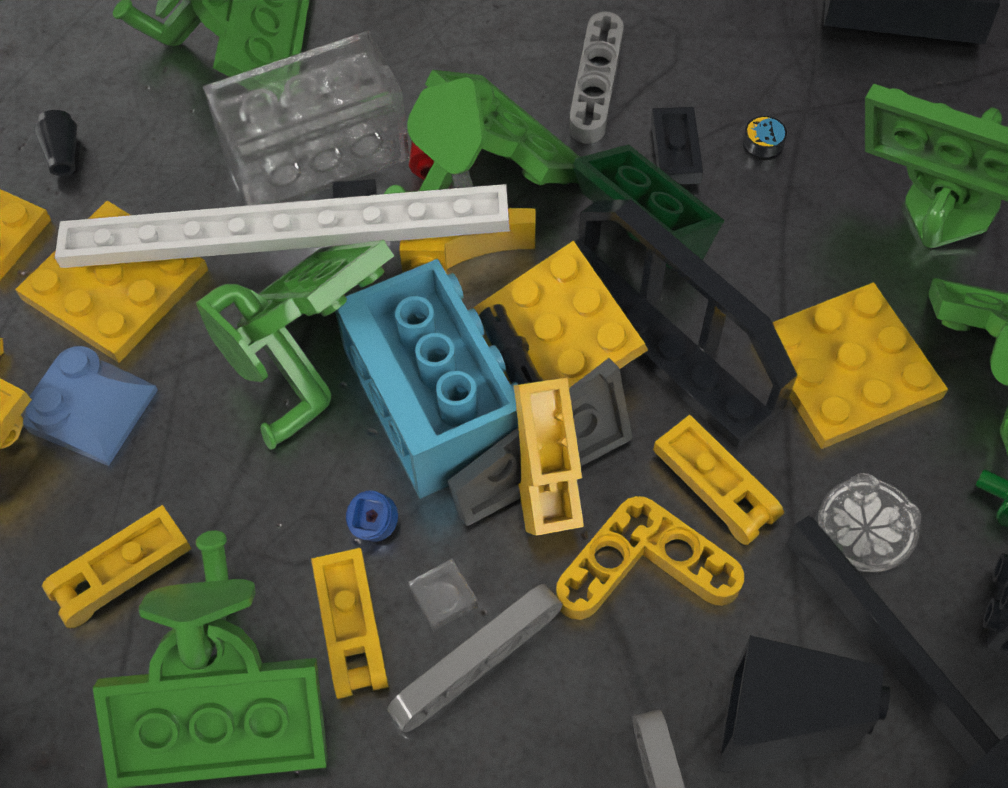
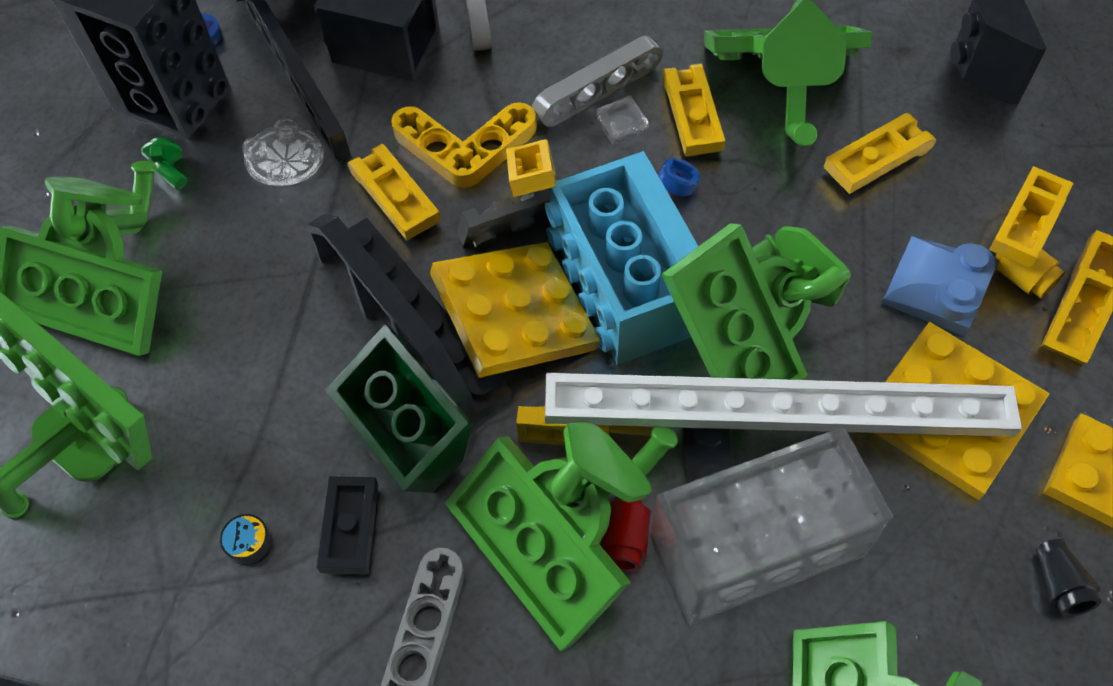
camera: 175 degrees left, 0 degrees up
(511, 346) = (555, 274): black pin -> none
(855, 365) = (249, 286): yellow plate -> none

